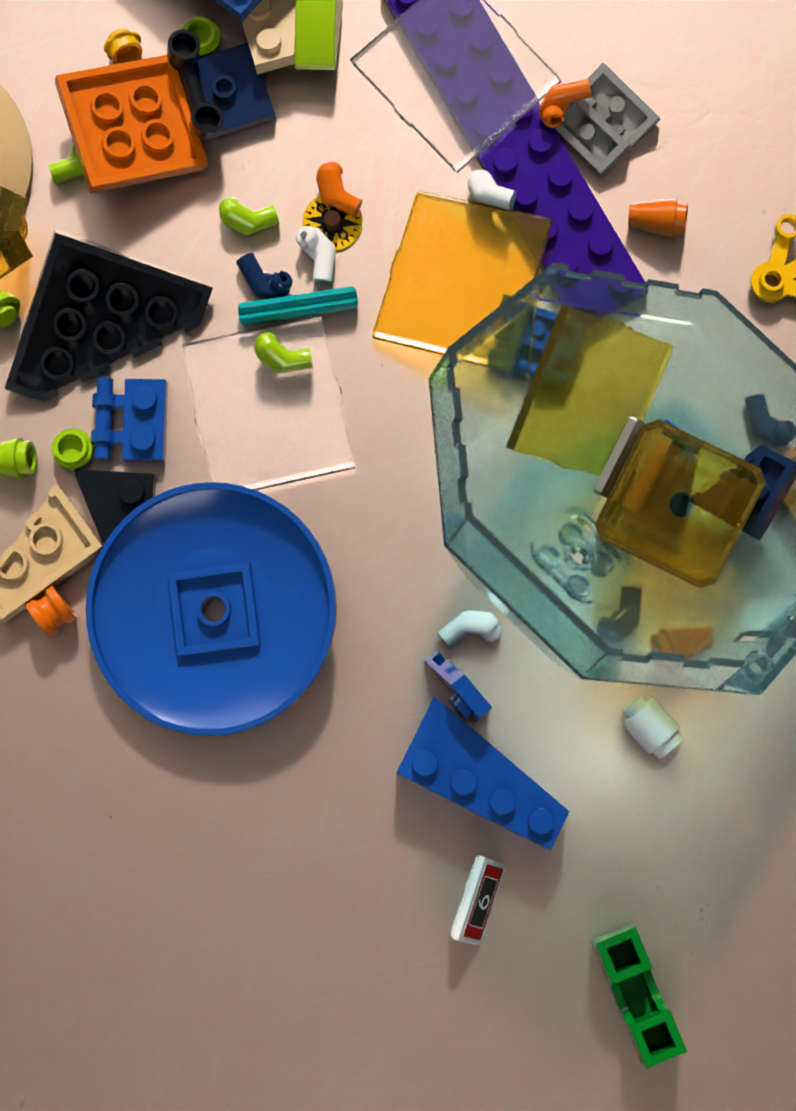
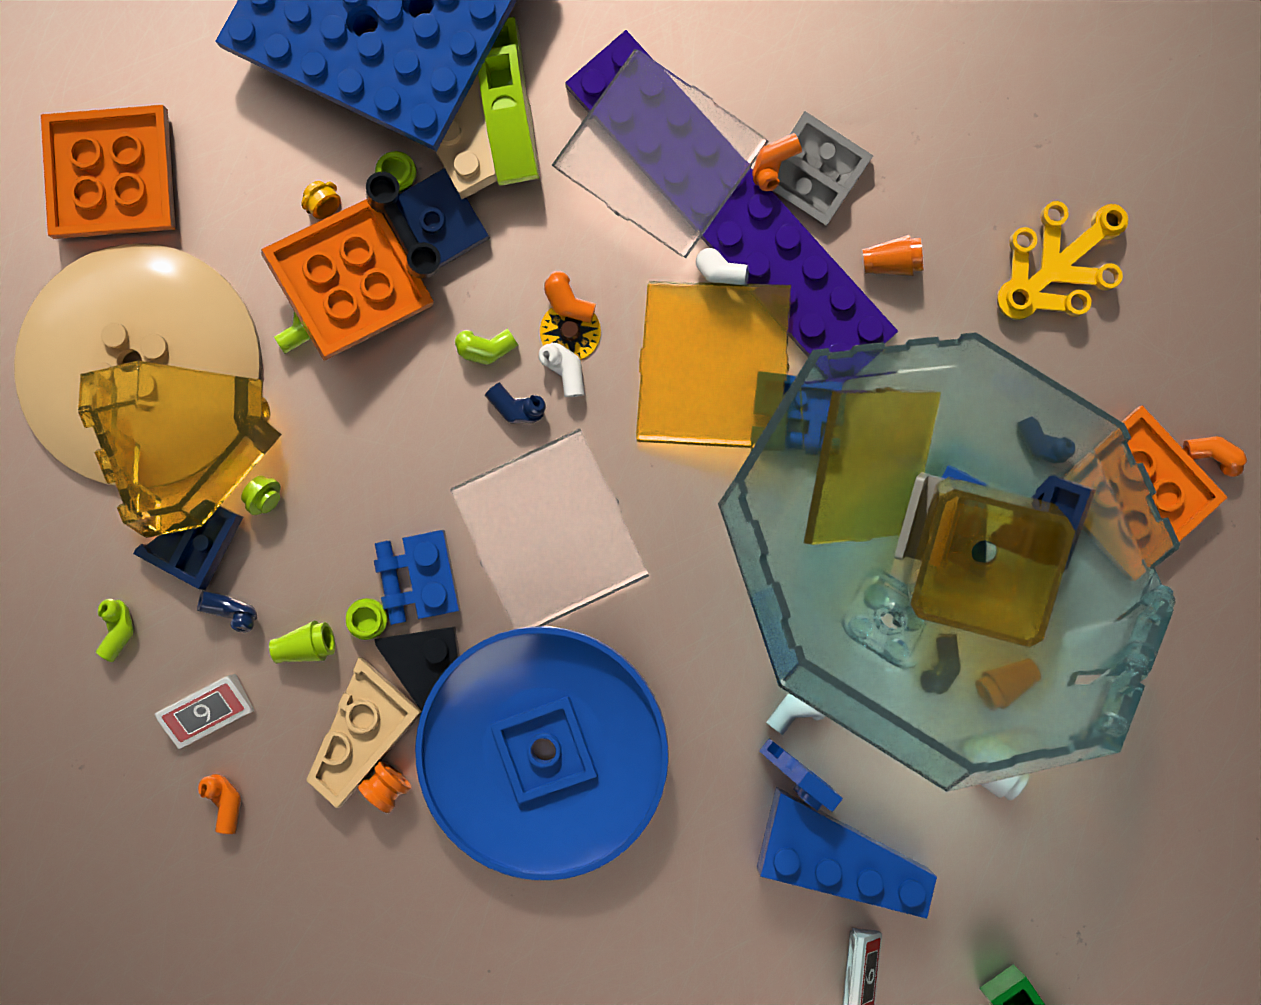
camera: 10 degrees left, 5 degrees up
(95, 310) = (355, 474): black slope -> none
(278, 357) = (550, 485): lime arm -> none
(298, 305) = (556, 425): teal axle -> none

